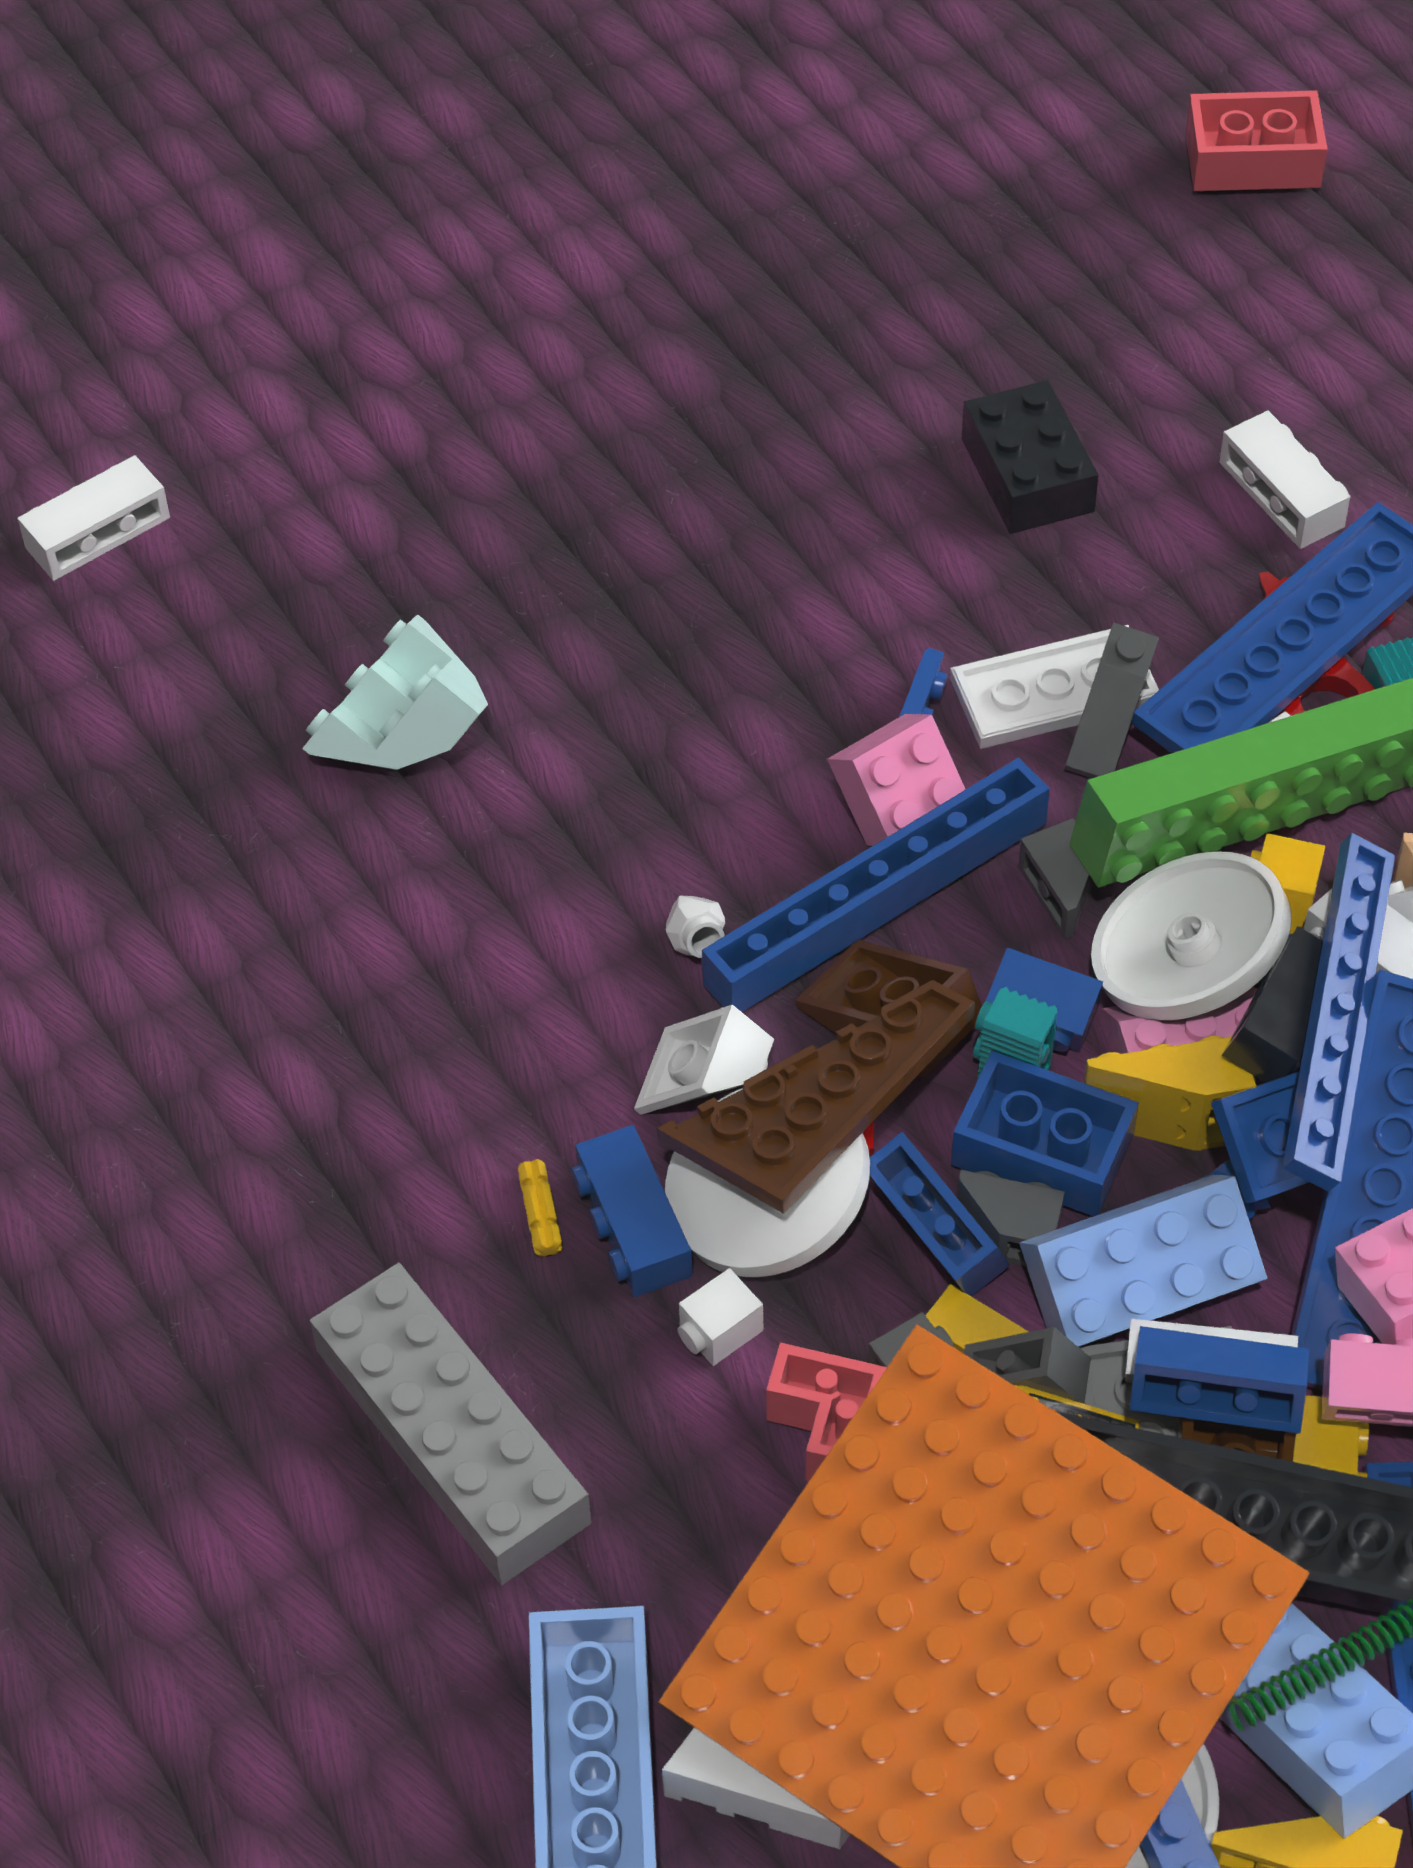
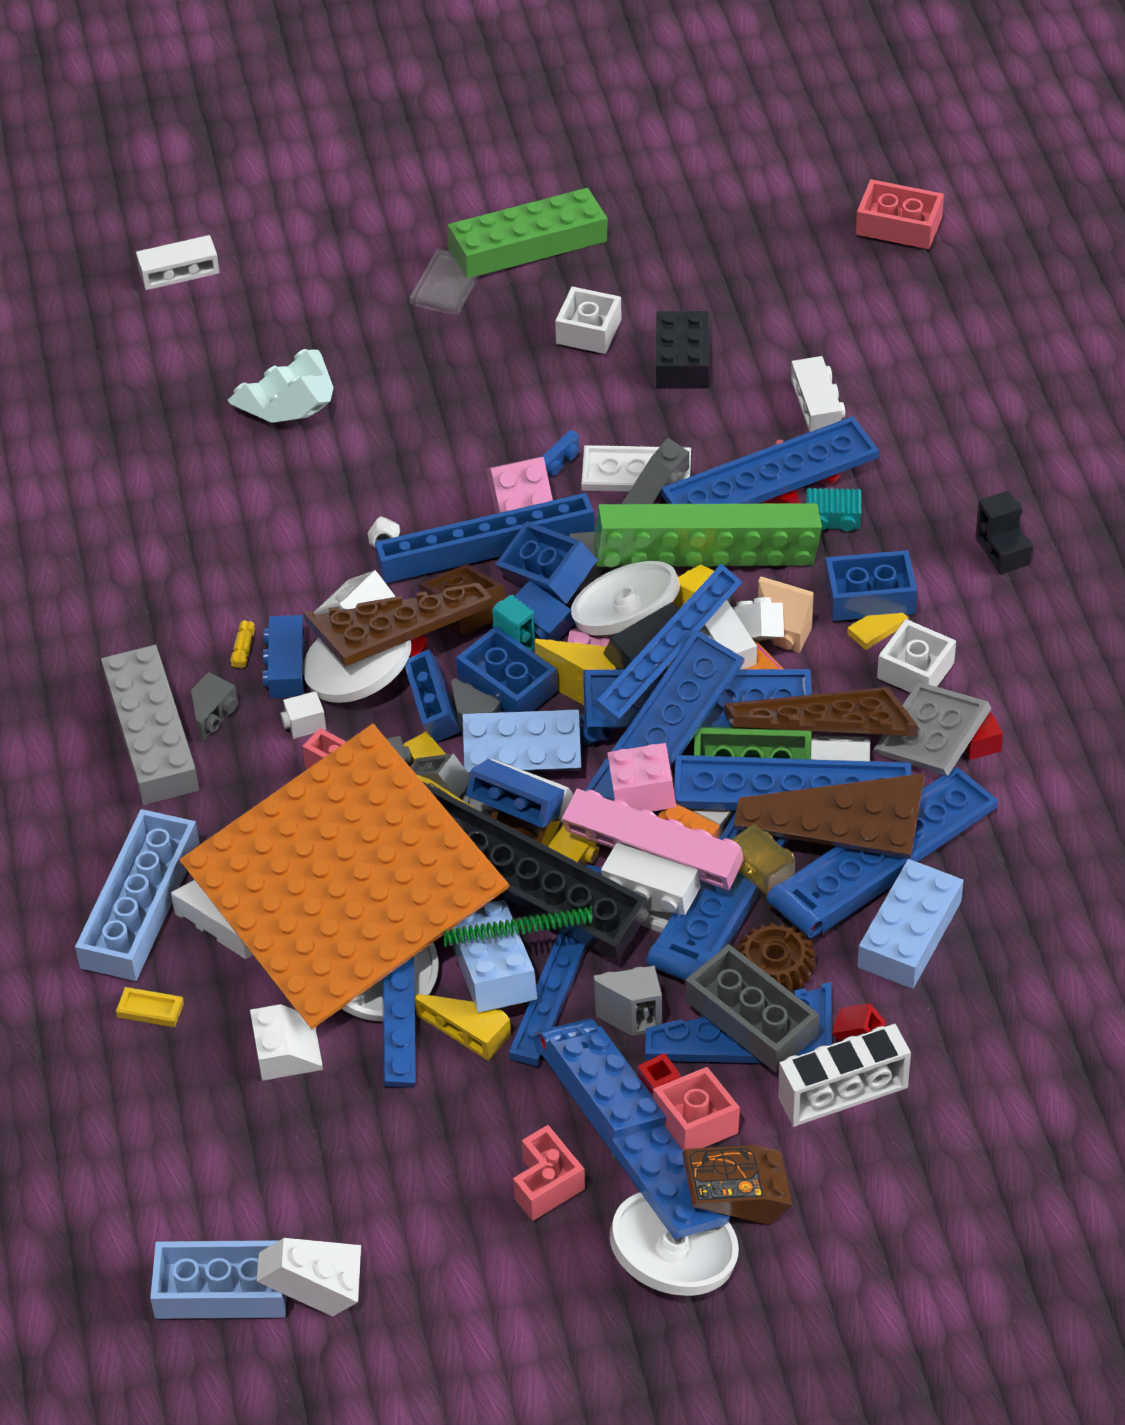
camera: 20 degrees right, 5 degrees down
(540, 1343) = (212, 703): none -> dark grey slope
(572, 435) = (443, 284): none -> clear tile
(671, 319) = (527, 232): none -> bright green brick
(852, 444) = (588, 320): none -> white brick
(1017, 901) = (547, 560): none -> blue brick

